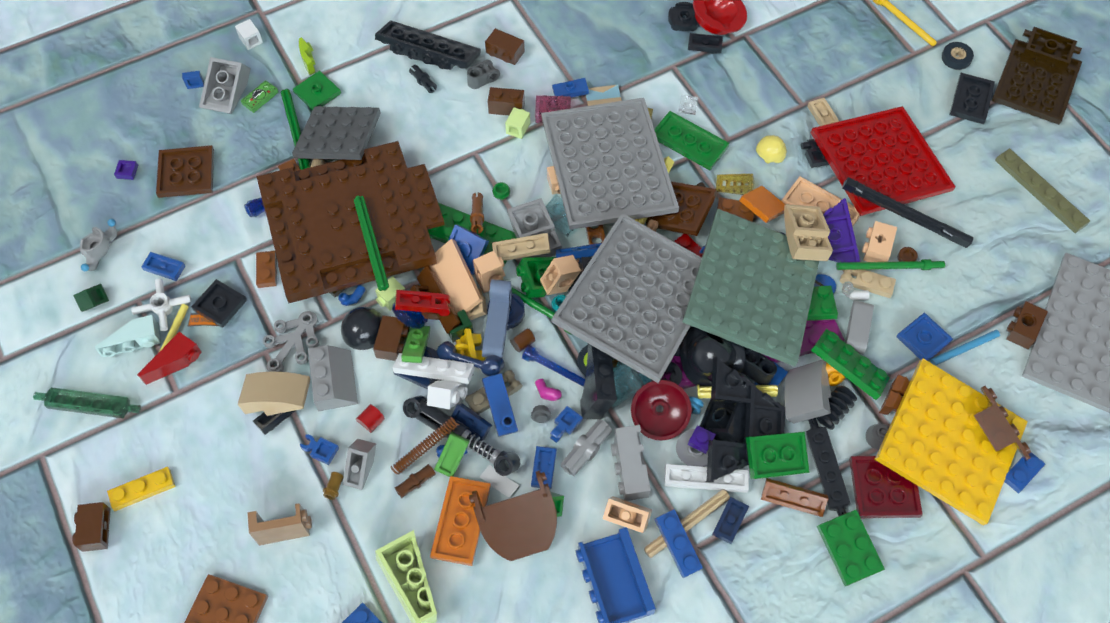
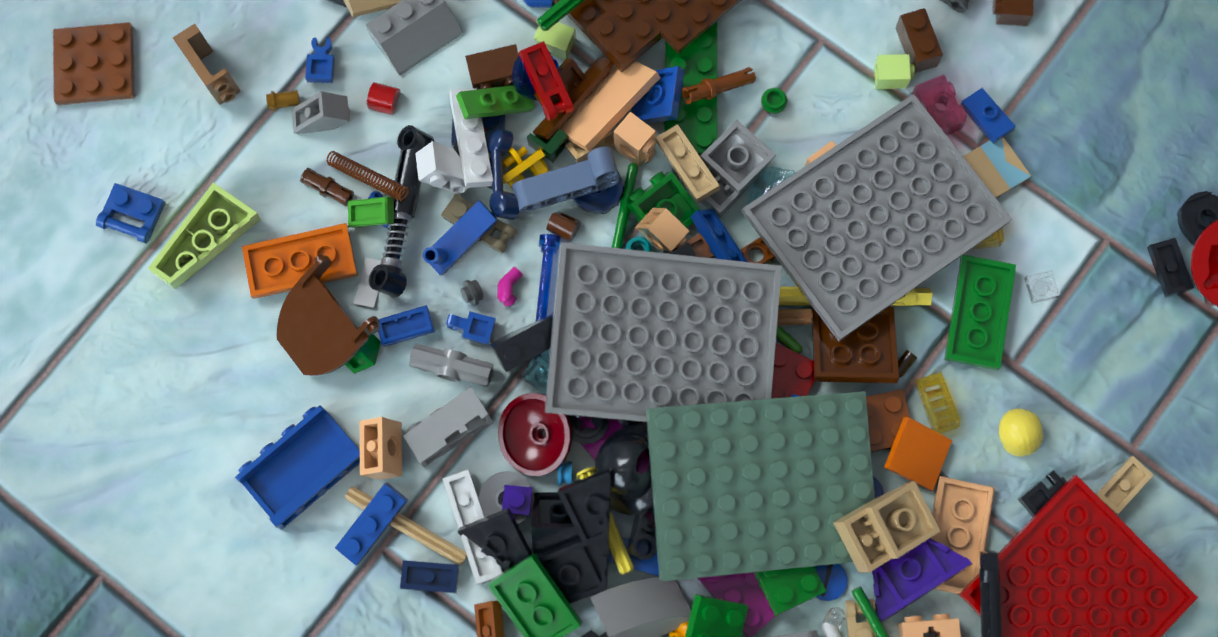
camera: 70 degrees right, 15 degrees up
(361, 328) = (498, 26): black piece -> none
(469, 418) = (426, 214): dark blue plate -> none

